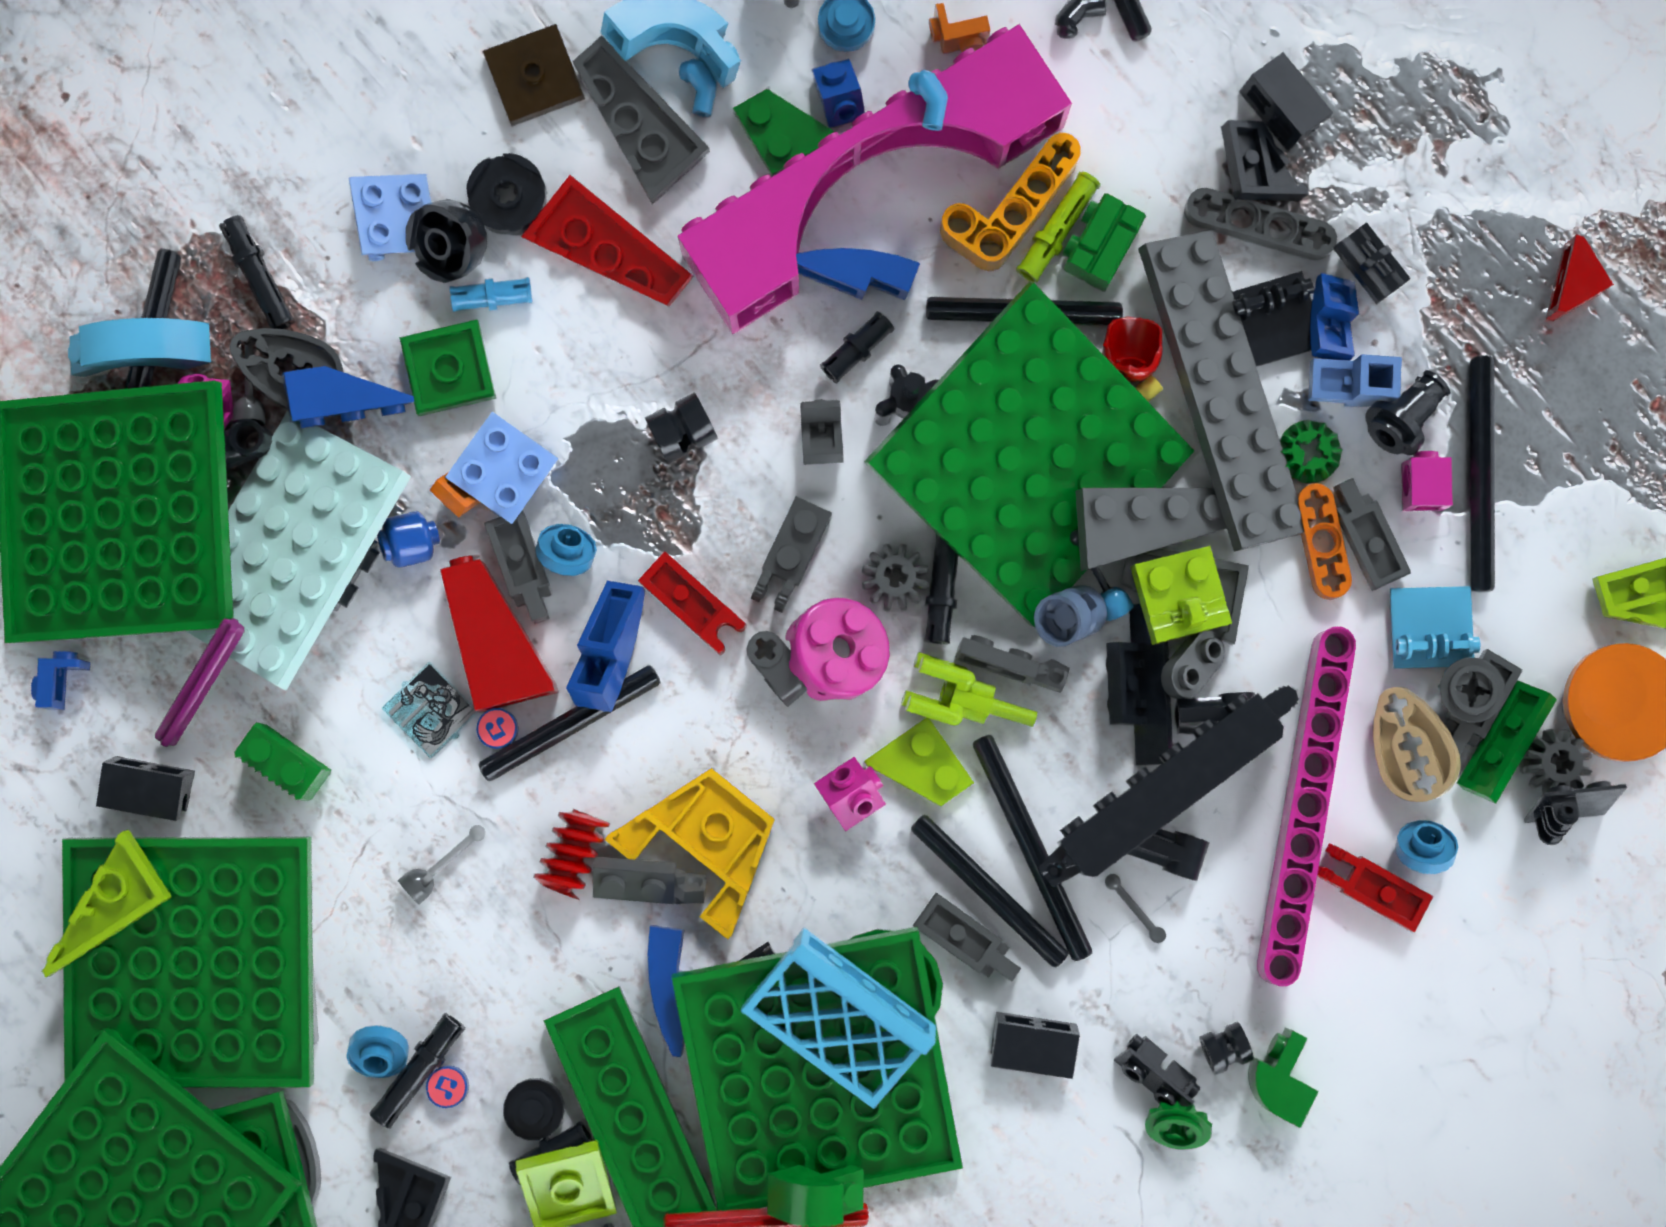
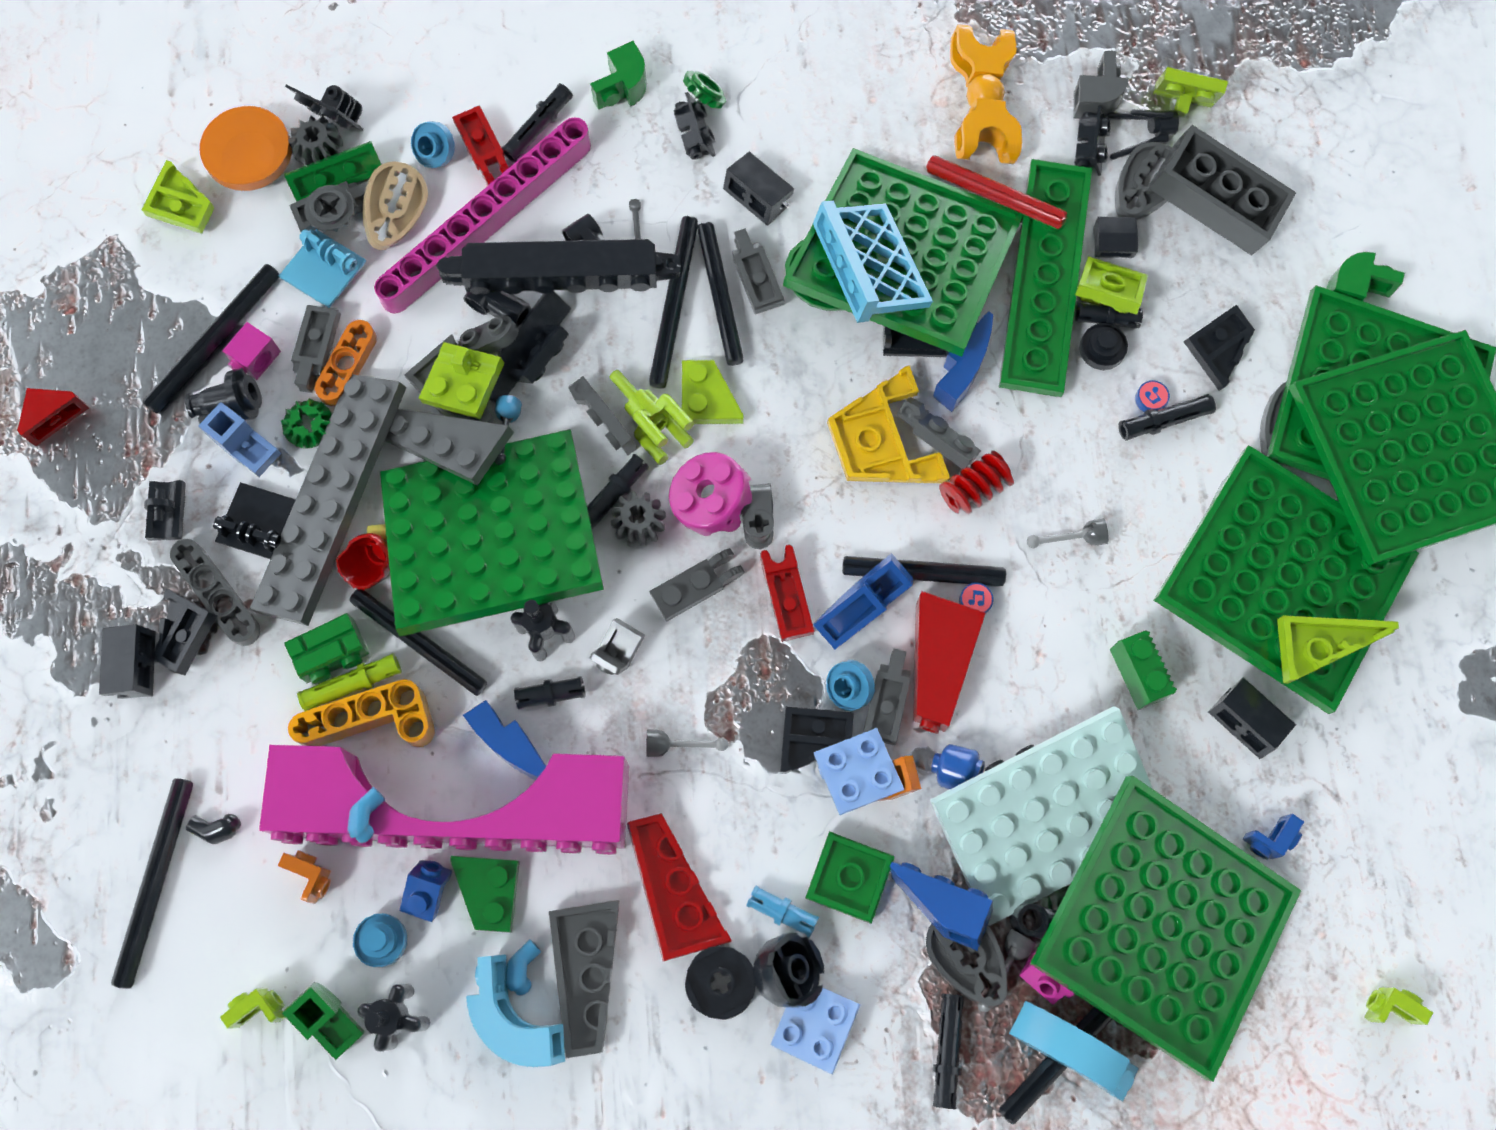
camera: 145 degrees left, 10 degrees down
(199, 682) = (1171, 758): magenta axle -> none
(377, 1051) = (1187, 442): dark azure plate -> none
(430, 710) = (1015, 644): piece -> none
(533, 74) = (637, 1067): dark brown plate -> none
(574, 479) = (809, 732): none -> black wing
(681, 428) = (711, 715): black wheel -> none
(716, 370) = (658, 743): none -> hinge
(814, 1198) = (961, 175): green brick -> none
(851, 792) = (766, 401): dark pink brick -> none
(1070, 615) = (542, 414): sand blue wheel -> none
(1217, 1048) = (642, 114): black wheel -> none
(1331, 314) = (223, 496): blue slope -> none
(1336, 1007) = (545, 113): none -> black pin

